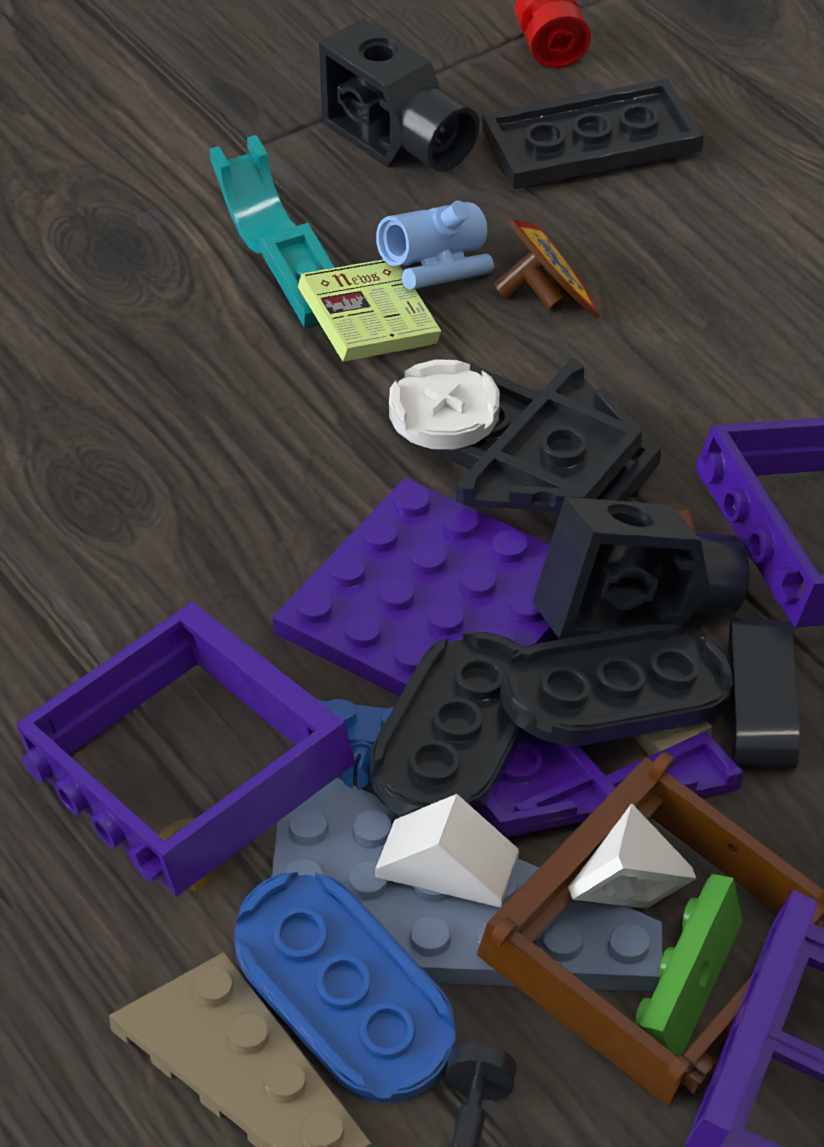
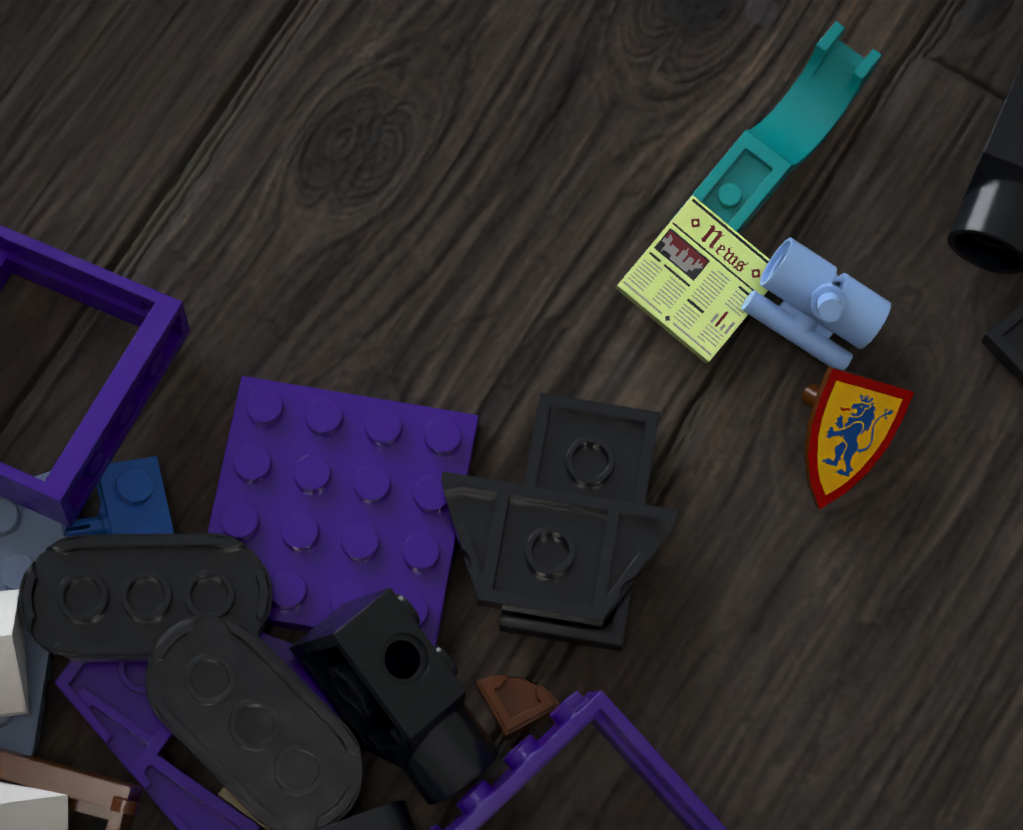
camera: 65 degrees right, 25 degrees up
(444, 405) = (576, 412): white tile -> none

